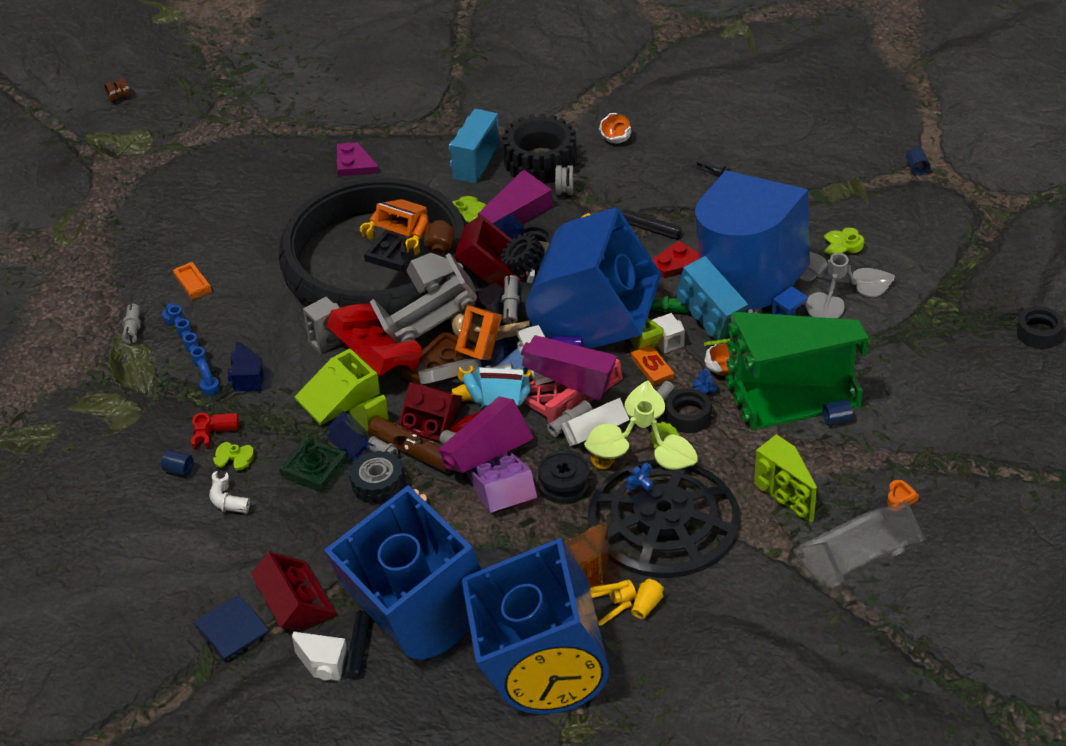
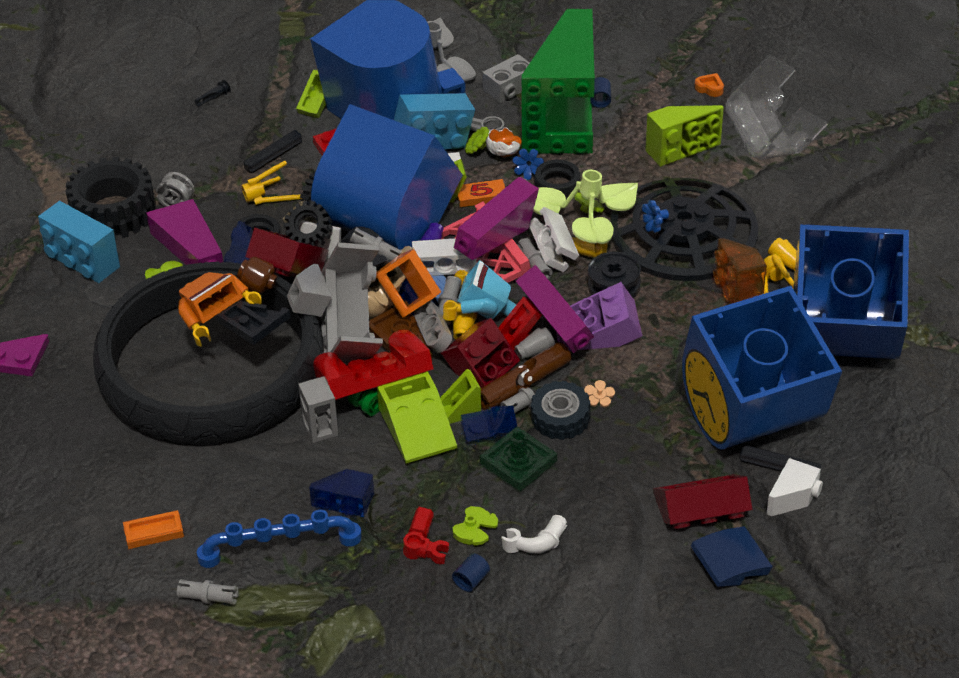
camera: 75 degrees left, 0 degrees up
(615, 128) = (109, 140): orange hair -> none

